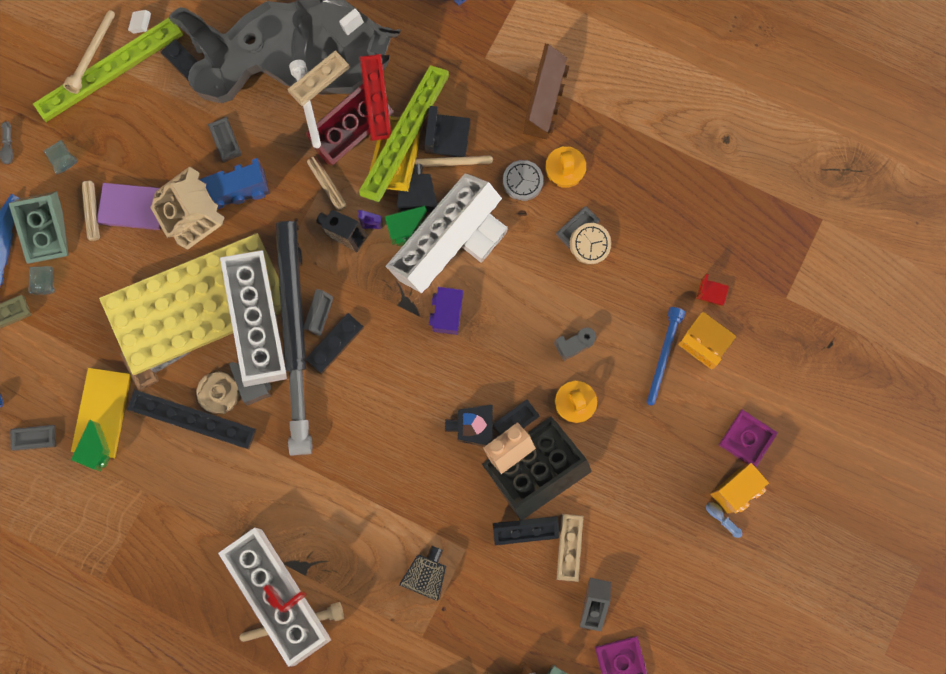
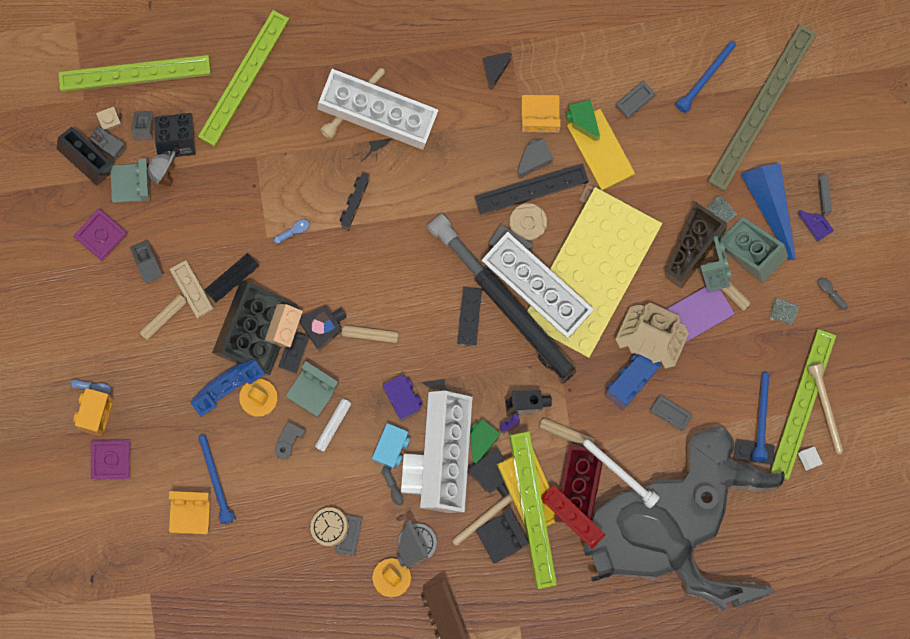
camera: 145 degrees right, 0 degrees up
(82, 218) = (717, 273): none -> sand green bracket
(82, 266) = (694, 244): none -> dark brown wedge
(128, 485) = (540, 113): none -> light orange bracket
(136, 561) = (495, 66): none -> black slope
(165, 447) = (535, 157): none -> dark grey slope
(175, 51) = (760, 453): none -> blue piece
(276, 601) = (371, 103): red bracket -> none
(318, 78) = (625, 497): tan tile -> none
(318, 312) = (497, 329): dark grey tile -> none
(351, 21) = (633, 558): white tile -> none
(360, 524) = (354, 201): none -> black plate
(426, 574) = (282, 198): black torso -> none
(429, 536) = (299, 227): none -> medium blue piece
(434, 389) = (371, 334): none -> tan axle
(488, 275) = (391, 446): none -> medium azure brick
(513, 232) = (395, 493): none -> dark grey piece
(522, 374) = (312, 389): none -> sand green bracket
(525, 331) = (332, 425): none -> white axle
(534, 171) = (411, 549): none -> dark grey slope
(599, 434) = (225, 384): none -> blue slope
(614, 539) = (163, 317): none -> tan axle
(712, 291) = (209, 555): red bracket -> none

